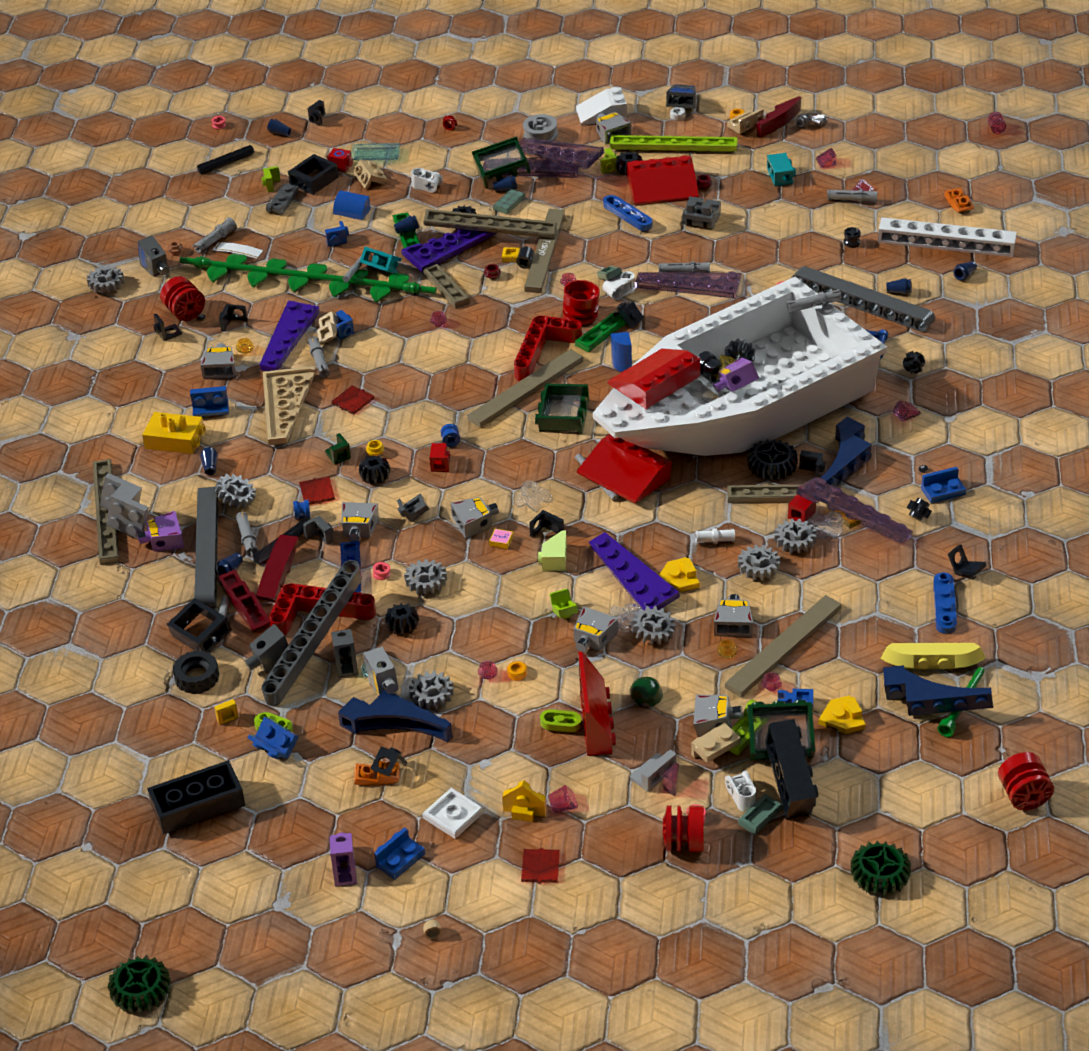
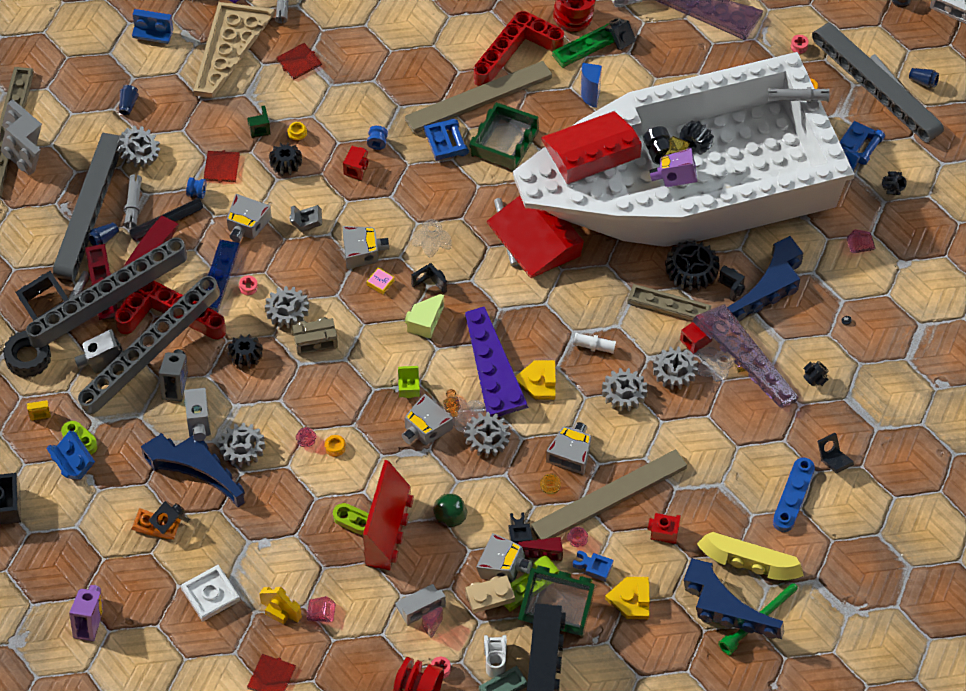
camera: 15 degrees right, 15 degrees up
(163, 533) = (52, 176): medium lavender torso -> none
(173, 432) = (104, 54): yellow piece -> none
(255, 601) = (106, 292): none -> dark grey beam
(318, 527) = (200, 213): dark grey bracket -> none
(398, 854) = (142, 623): blue bracket -> none
(461, 591) = (315, 335): none -> dark tan brick
(508, 427) = (440, 141): none -> blue plate
(612, 607) = (452, 402): none -> clear orange piece
(714, 688) = (518, 530): none -> black plate
(744, 695) = (543, 547): none -> dark red slope
(846, 654) = (664, 528): none -> red brick
(942, 485) = (855, 349): blue bracket -> none

